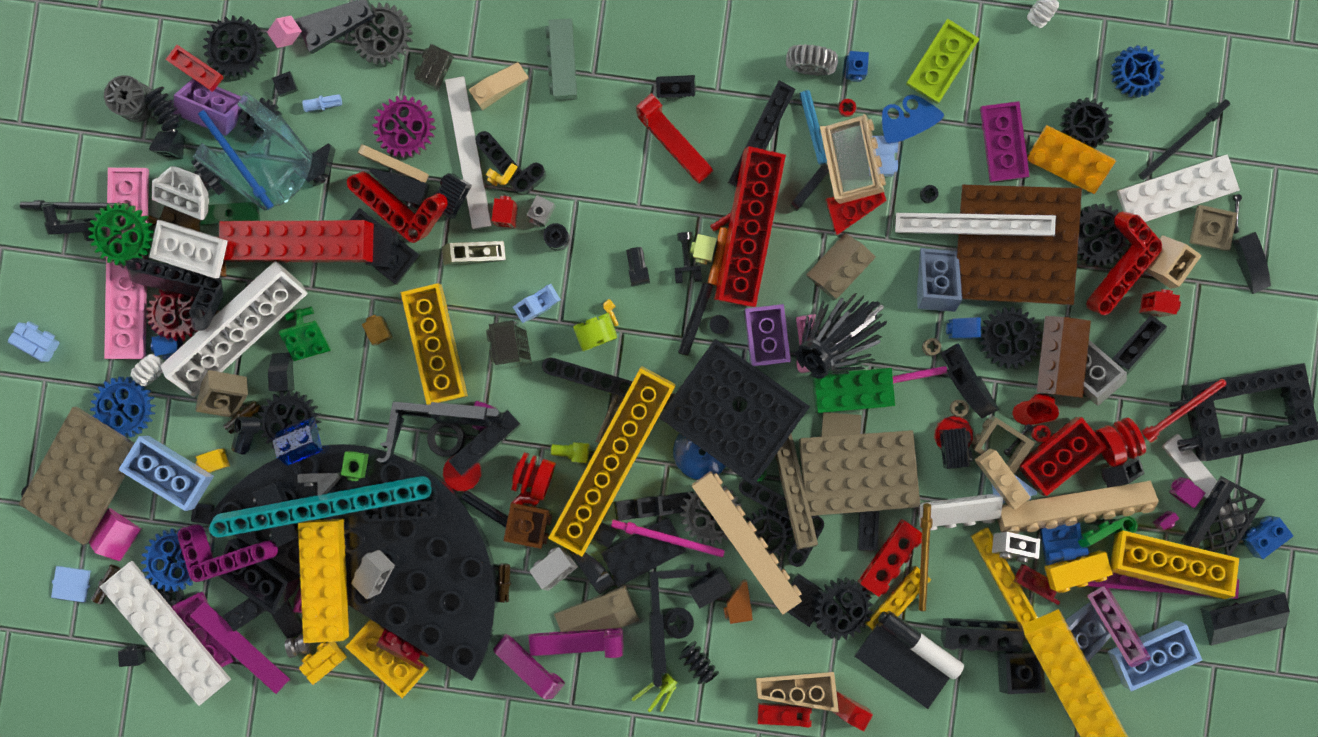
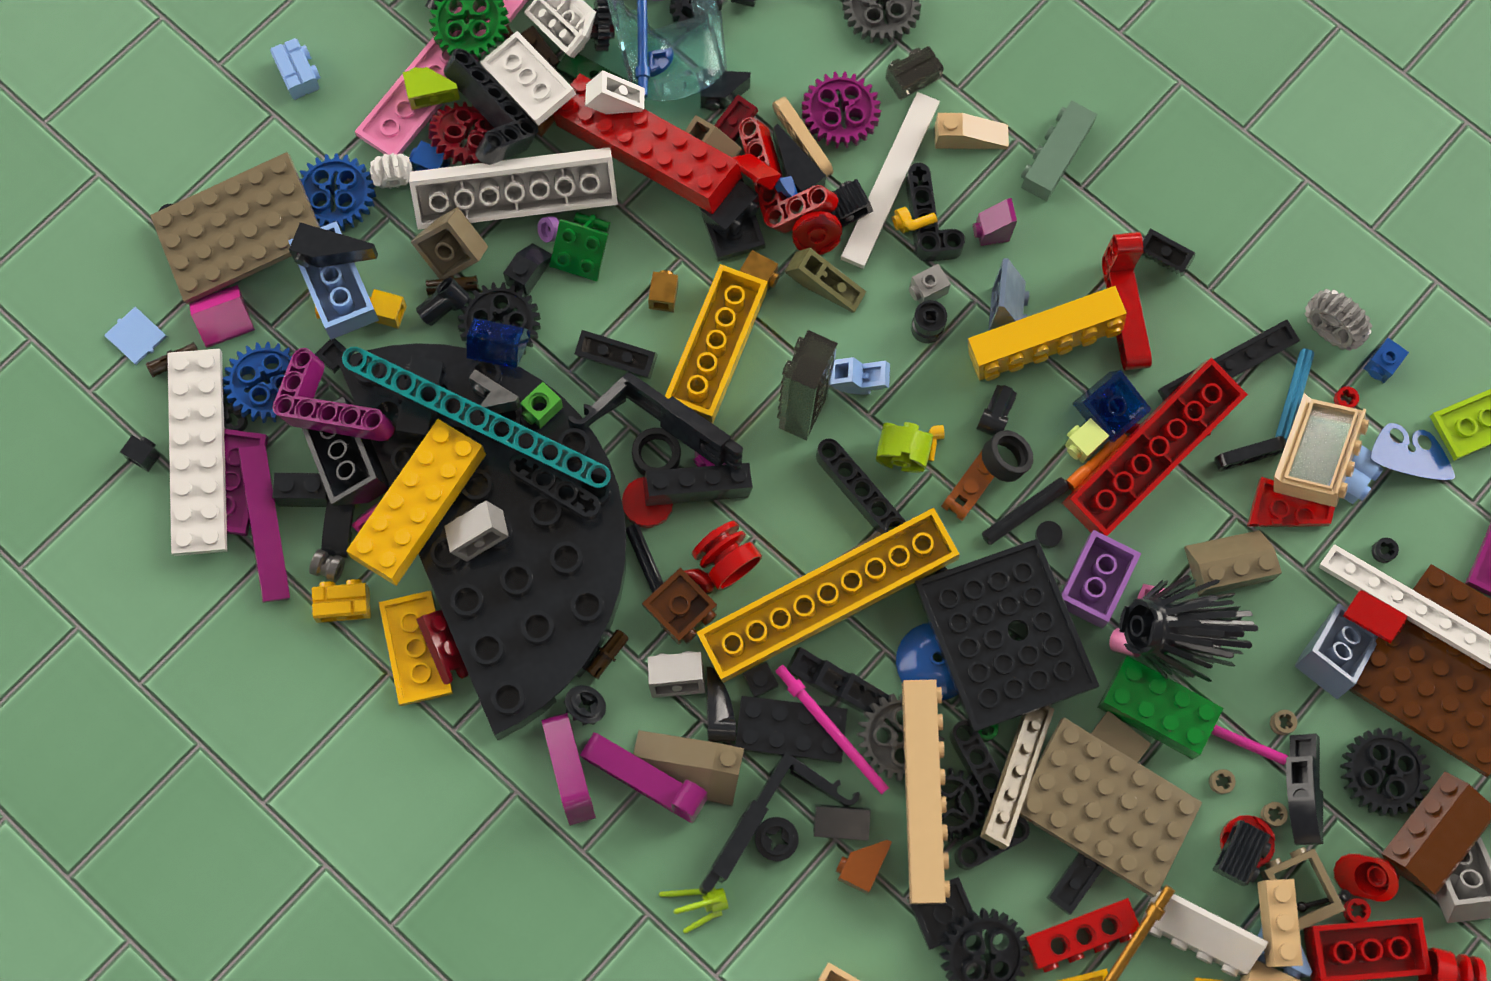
camera: 25 degrees right, 15 degrees down
(128, 299) = (428, 88): none -> lime slope
(145, 462) = (326, 248): none -> black slope
(252, 227) = (613, 95): none -> white slope
(264, 174) = (659, 60): none -> blue tile
(274, 338) = (548, 228): none -> medium lavender tile
(322, 103) = (770, 33): light blue axle -> none
(337, 210) = (713, 136): none -> dark tan slope
(340, 194) = (733, 116): none -> dark red hinge
(376, 394) = (616, 354): none -> black brick
(378, 213) = (758, 170): none -> red slope
(406, 209) = (787, 186): none -> tile
(428, 275) = (762, 268): none -> pearl gold brick
(446, 226) = (817, 231): none -> red tile
(504, 212) = (890, 259): red brick -> none
(509, 615) = (588, 696): none -> black gear
(555, 141) = (995, 223): none -> magenta slope
(576, 452) = (791, 564): lime pin -> none
(598, 191) = (1007, 296): none -> sand blue slope
(635, 198) = (1047, 334): none -> yellow brick
(652, 324) = (969, 489): none -> dark orange plate
(666, 281) = (997, 466): none -> black tyre
(685, 238) = (1071, 416): black bar -> none
(698, 663) = (767, 901): black piece -> none
(706, 215) = (1113, 404): none -> clear blue slope
(917, 414) = (1220, 789): none -> dark tan bush
(948, 244) = (1375, 616): none -> red slope
(964, 328) = (1337, 722): blue slope -> none

